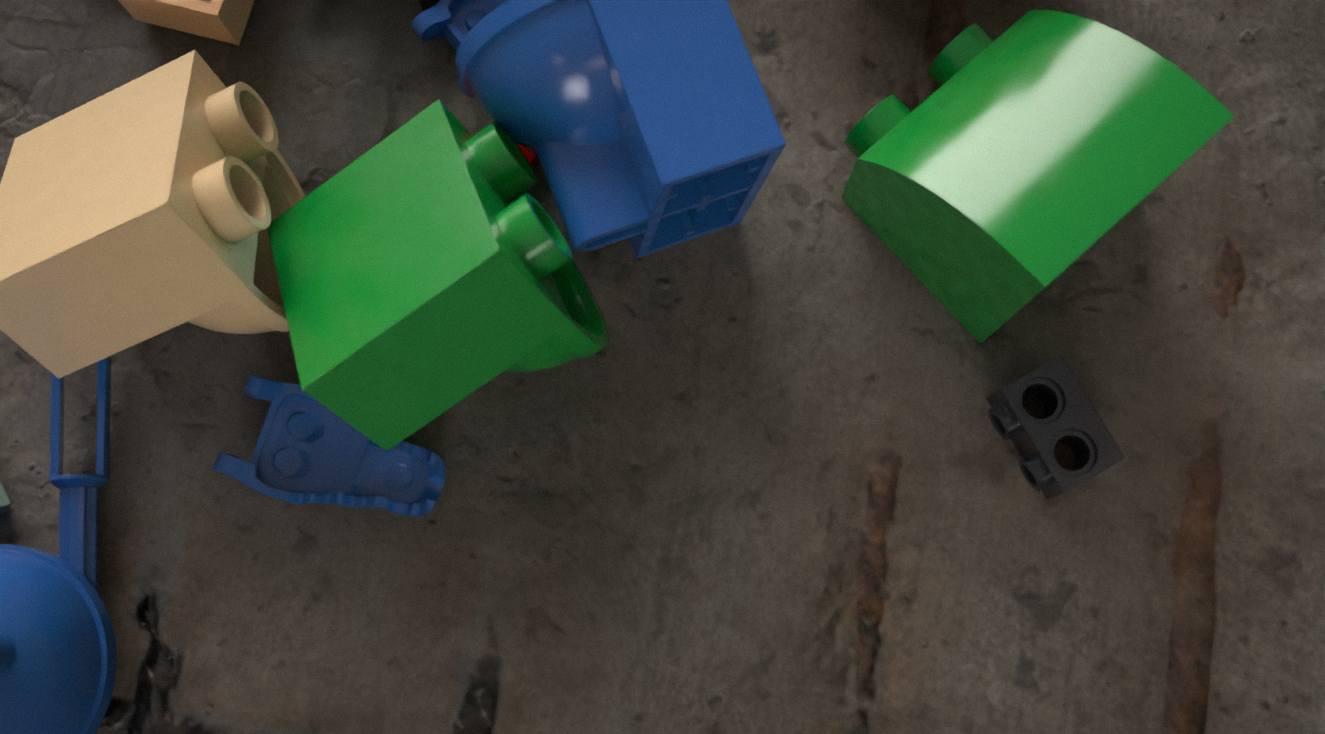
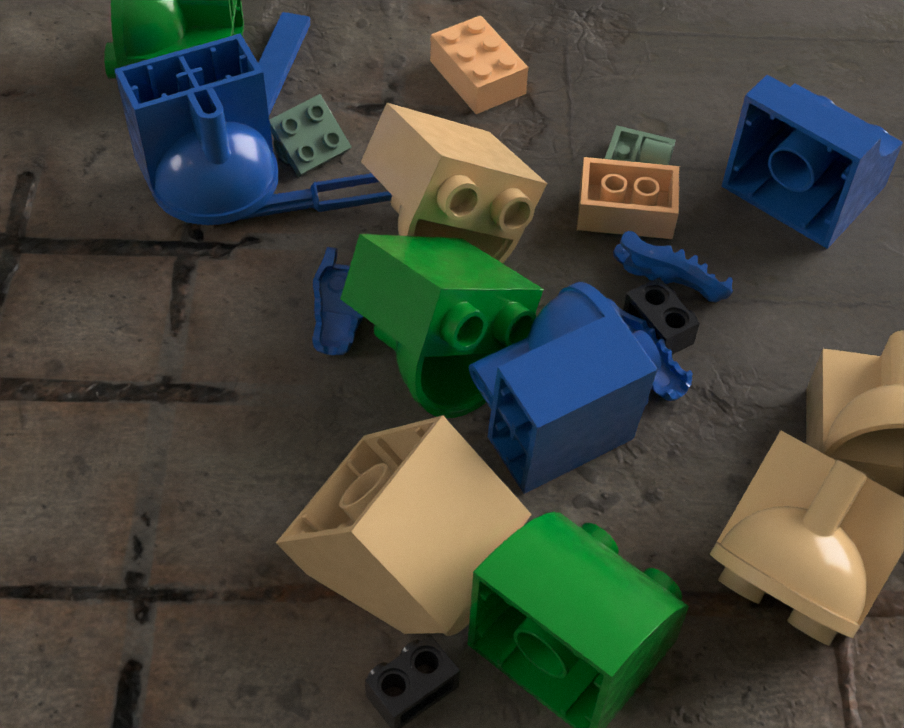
camera: 80 degrees right, 25 degrees down
(825, 405) = (406, 526): none -> tan slope

